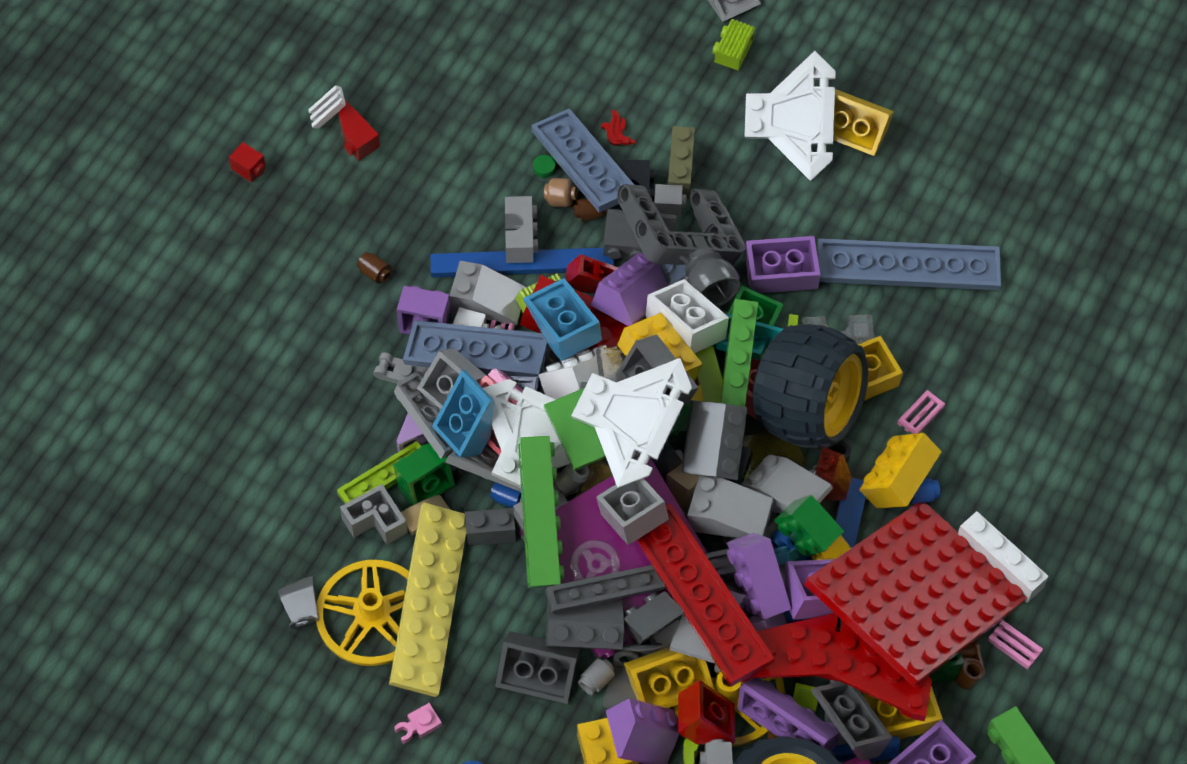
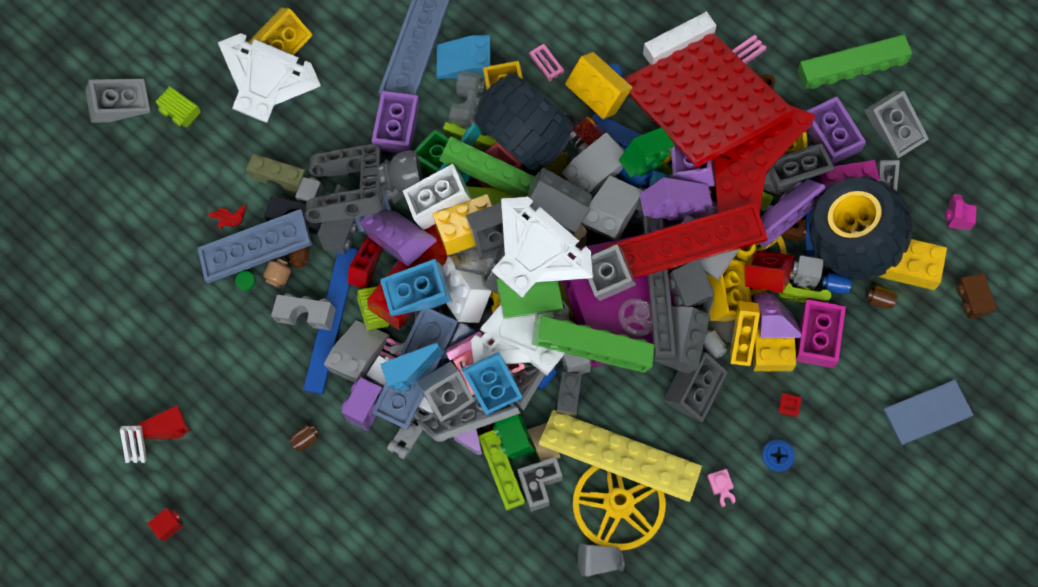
camera: 70 degrees left, 10 degrees up
(466, 334) = (409, 368): none -> dark azure slope
(595, 702) = (744, 333): none -> yellow brick
(897, 321) = (465, 55): none -> dark azure slope

